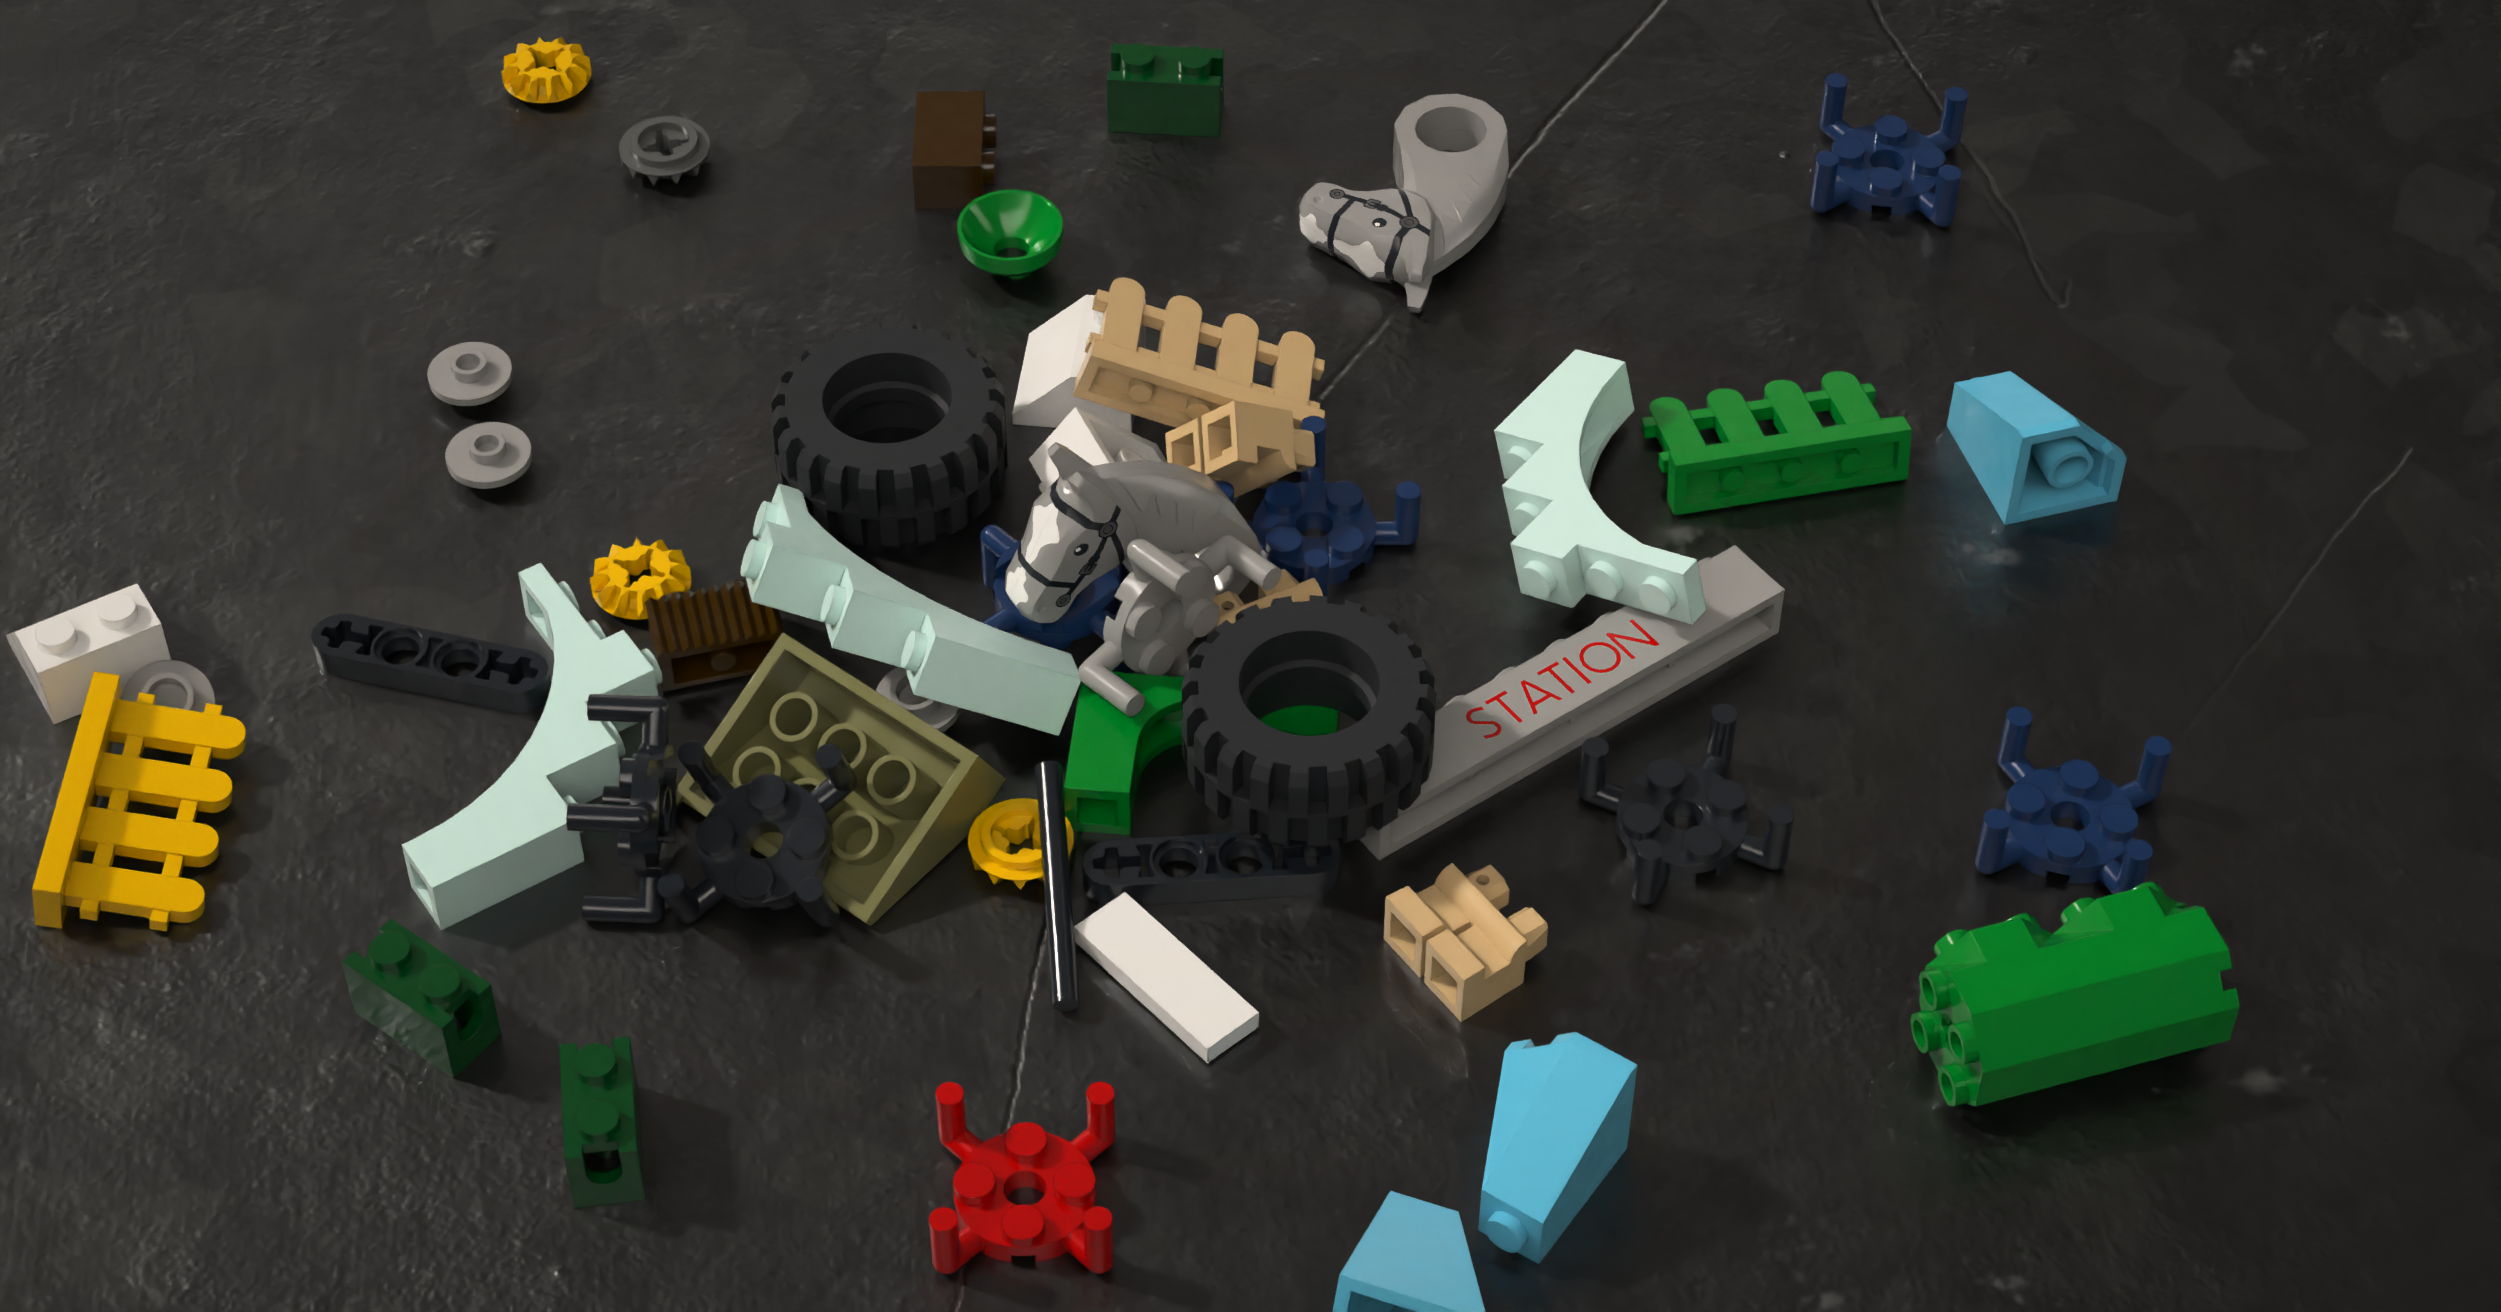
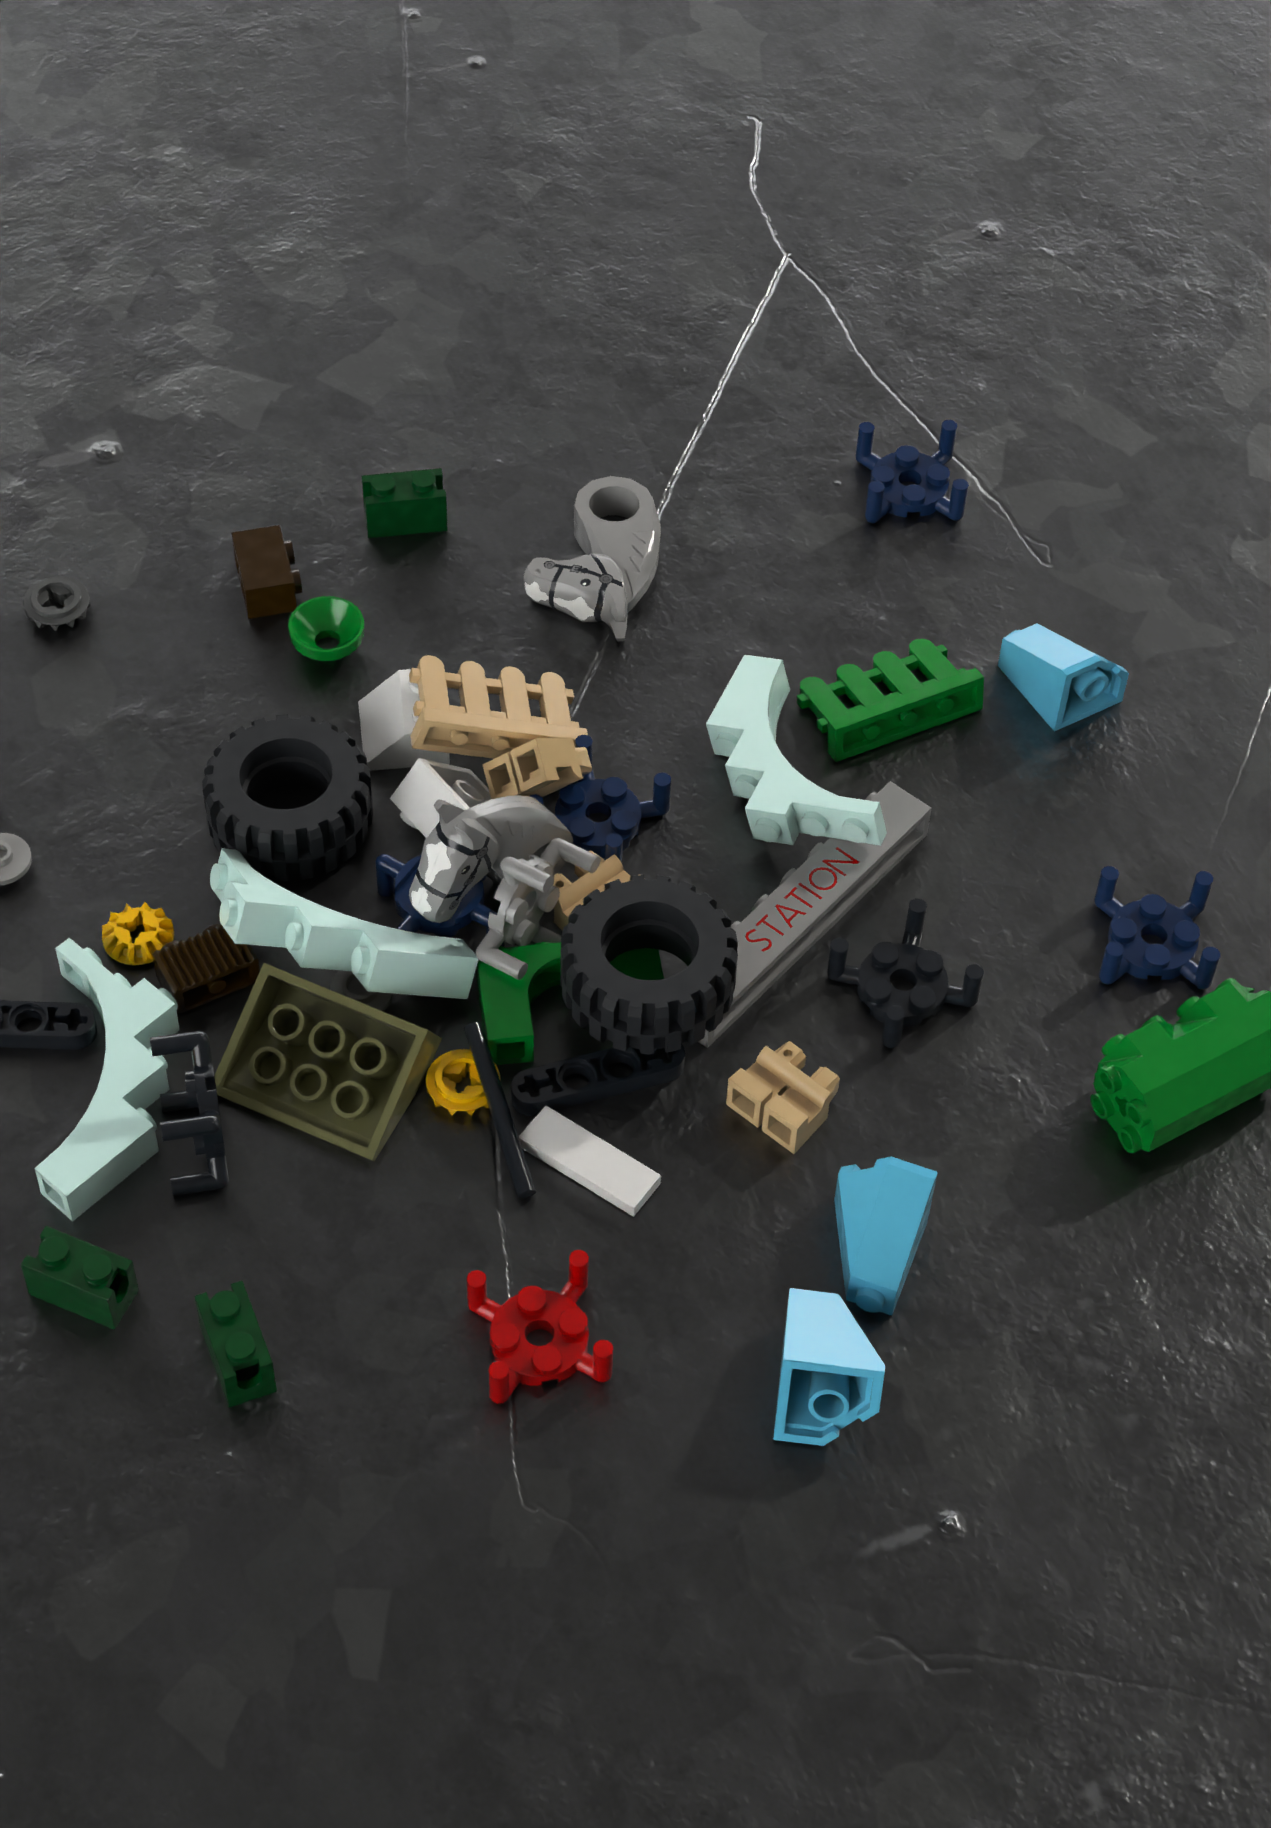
camera: 15 degrees left, 5 degrees up
(745, 814) = (271, 1096): black plate -> none

